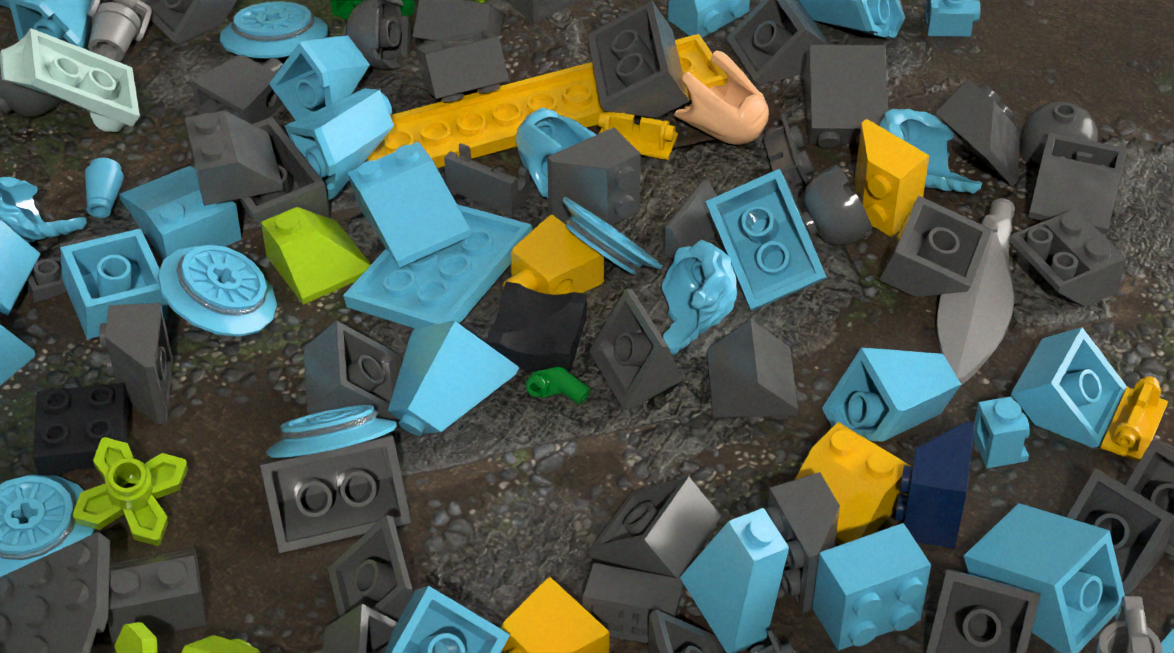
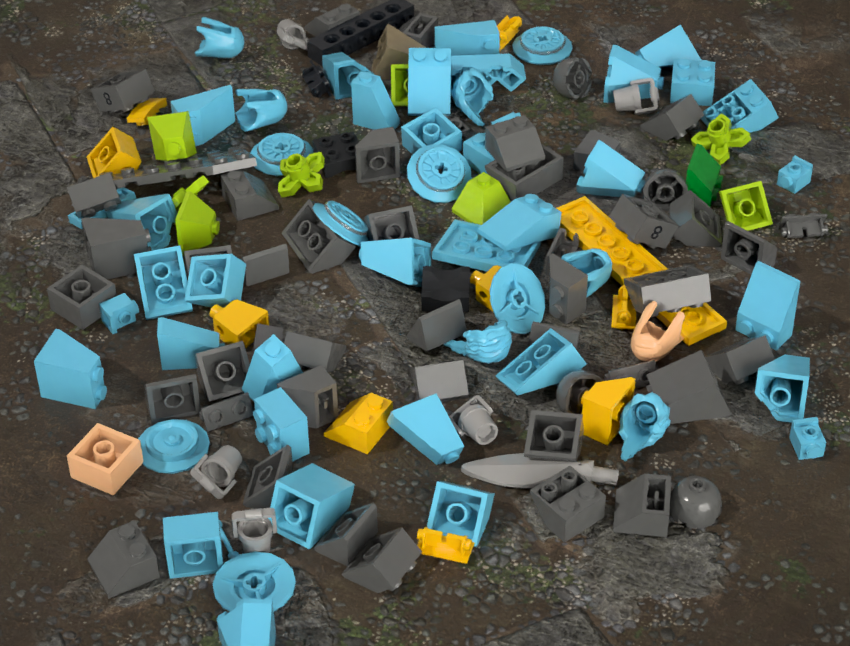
camera: 80 degrees right, 5 degrees down
(74, 75) = (568, 87): light aqua slope -> none
(271, 30) = (654, 153): medium azure piece -> none
(342, 135) = (553, 181): medium azure slope -> none
(555, 382) = (413, 306): green arm -> none
(881, 330) = (475, 421): none -> light grey piece
(937, 487) = (359, 449): dark blue slope -> none
(984, 127) = (667, 449): dark grey slope -> none
(1001, 432) = (415, 481): medium azure brick -> none

